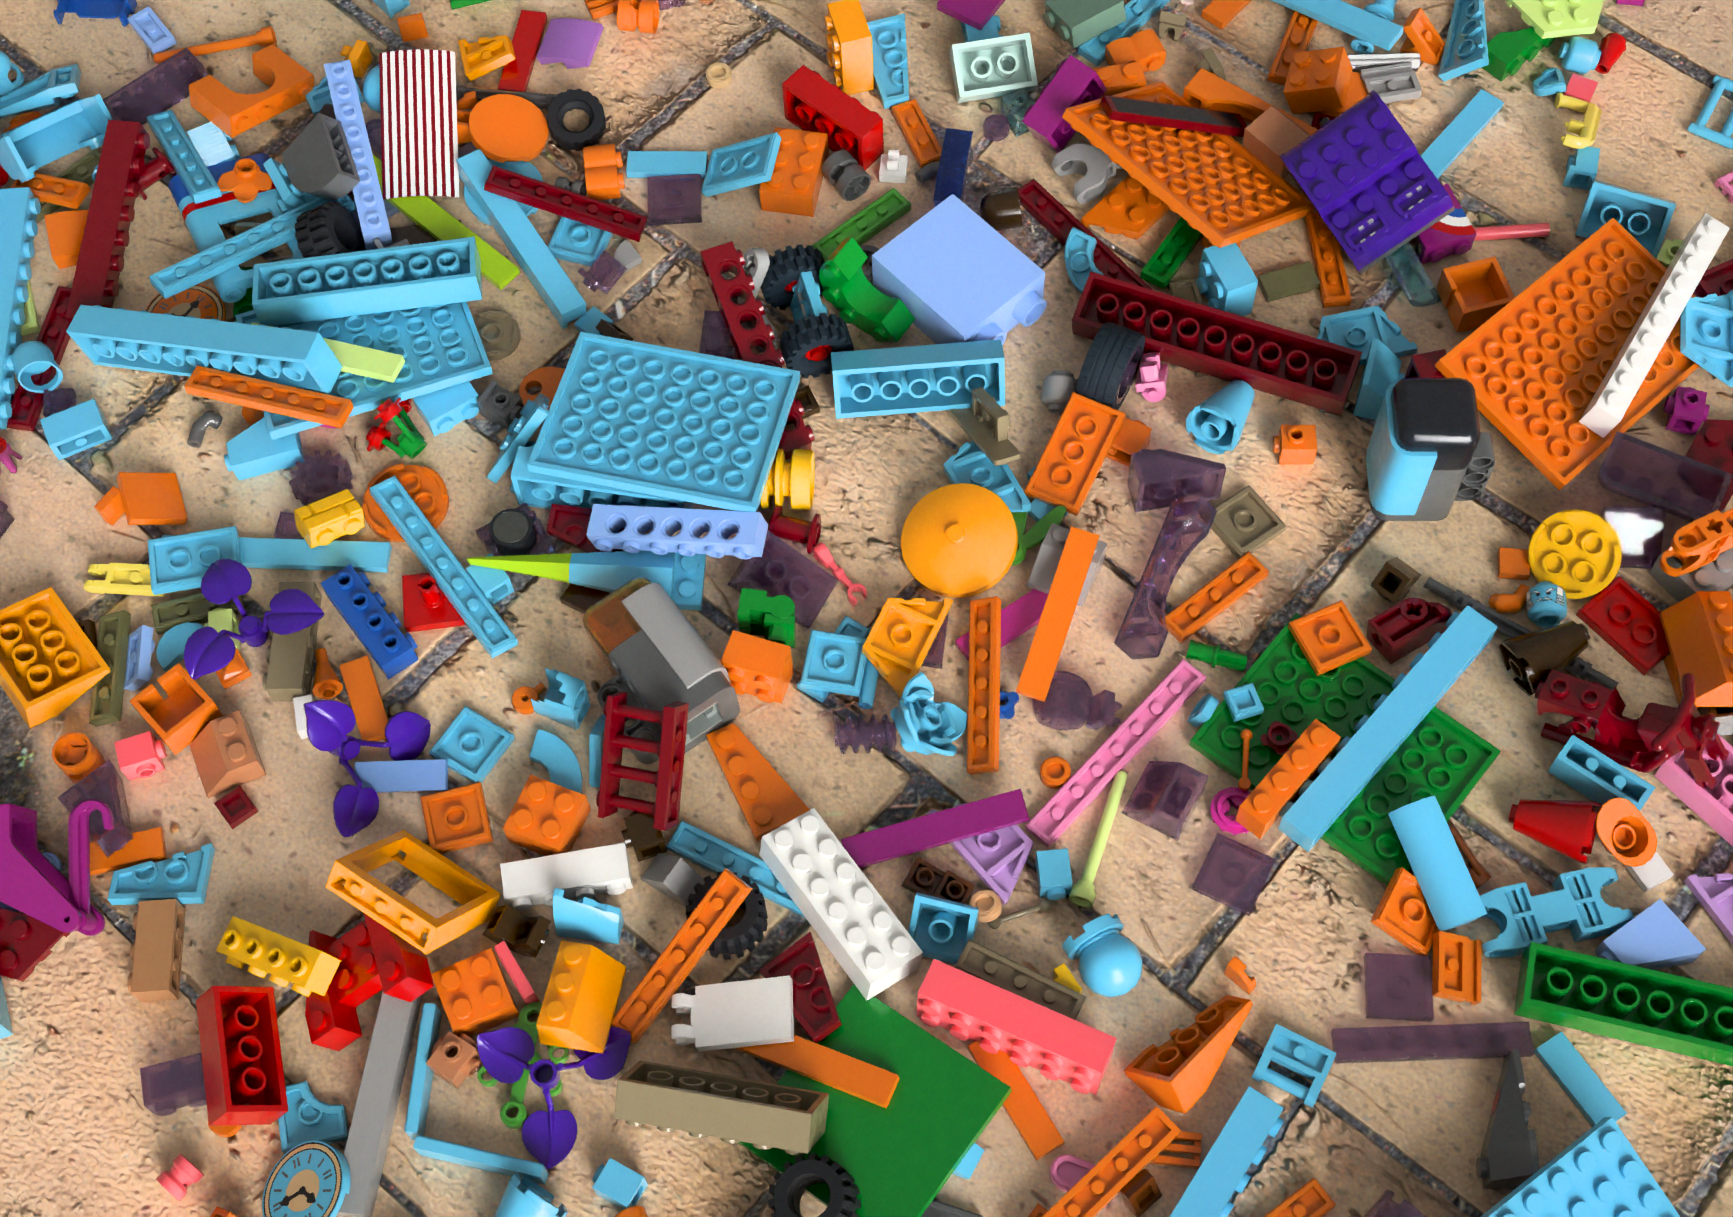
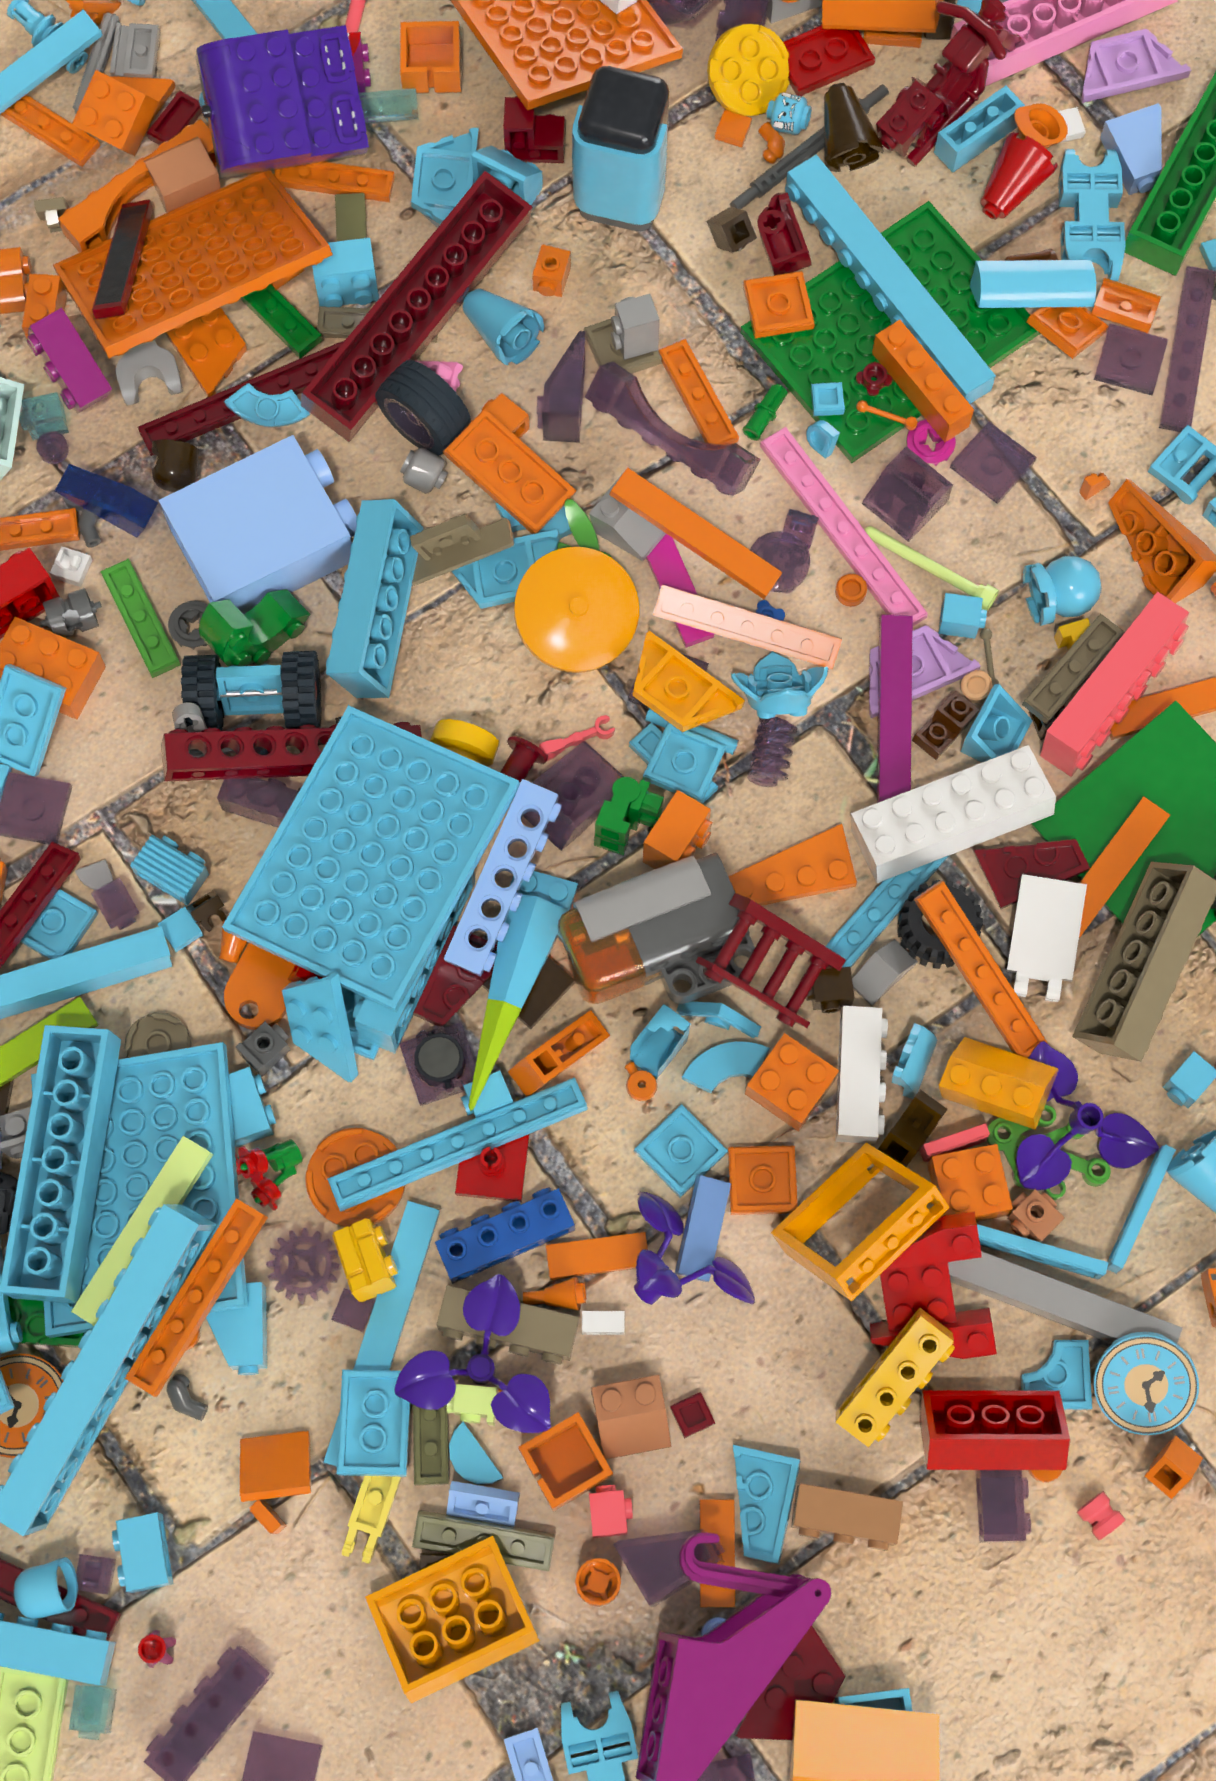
camera: 80 degrees left, 10 degrees up
(540, 625) = (558, 1053): none -> orange slope
(642, 301) = (170, 869): none -> medium azure brick
(1253, 515) = (635, 326): none -> light grey brick

